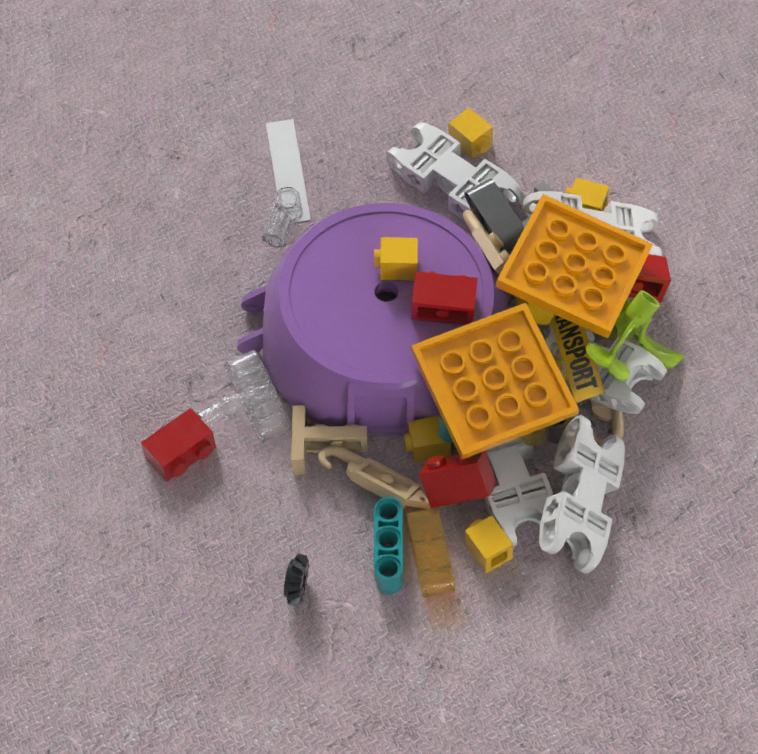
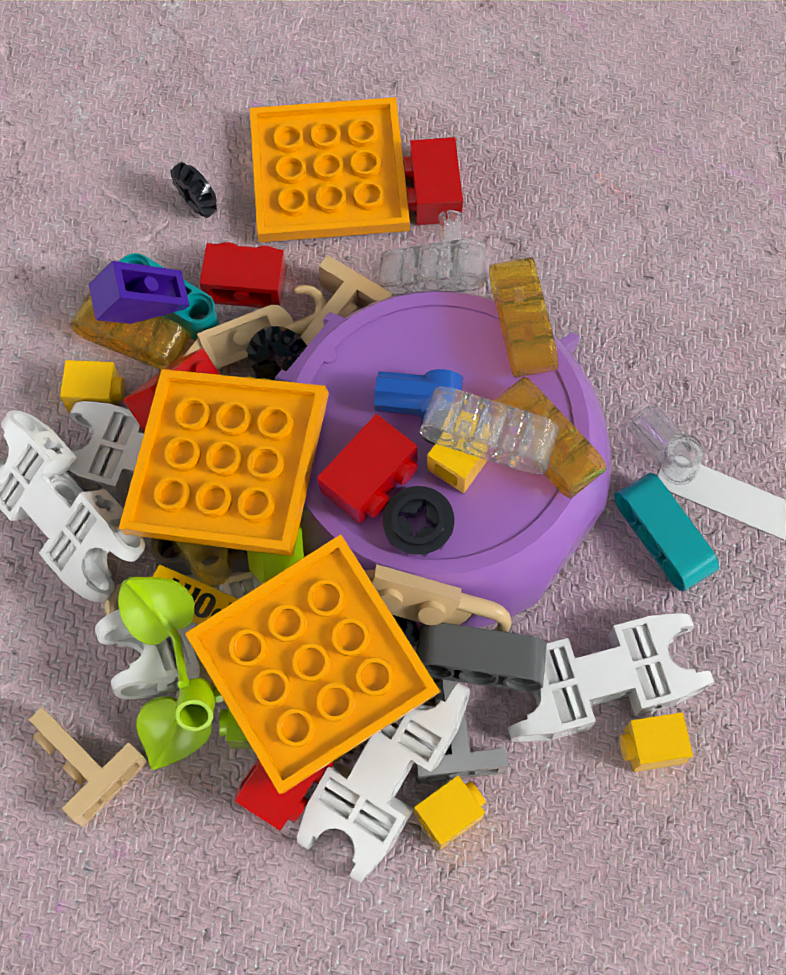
camera: 120 degrees right, 10 degrees up
(213, 519) = (328, 170): none -> light orange plate
(285, 276) = (523, 317): none -> clear yellow beam
(338, 511) = (243, 275): none -> red brick
(342, 187) = (666, 532): none -> teal beam
(355, 224) = (573, 459): none -> clear yellow beam
(374, 294) = (411, 392): none -> blue piece
(384, 232) = (489, 430): none -> clear beam
(384, 448) = (281, 340): none -> black gear
(412, 537) = (136, 292): none -> dark purple slope
(460, 251) = (408, 504): none -> black gear
(716, 368) = (81, 766): none -> tan bracket

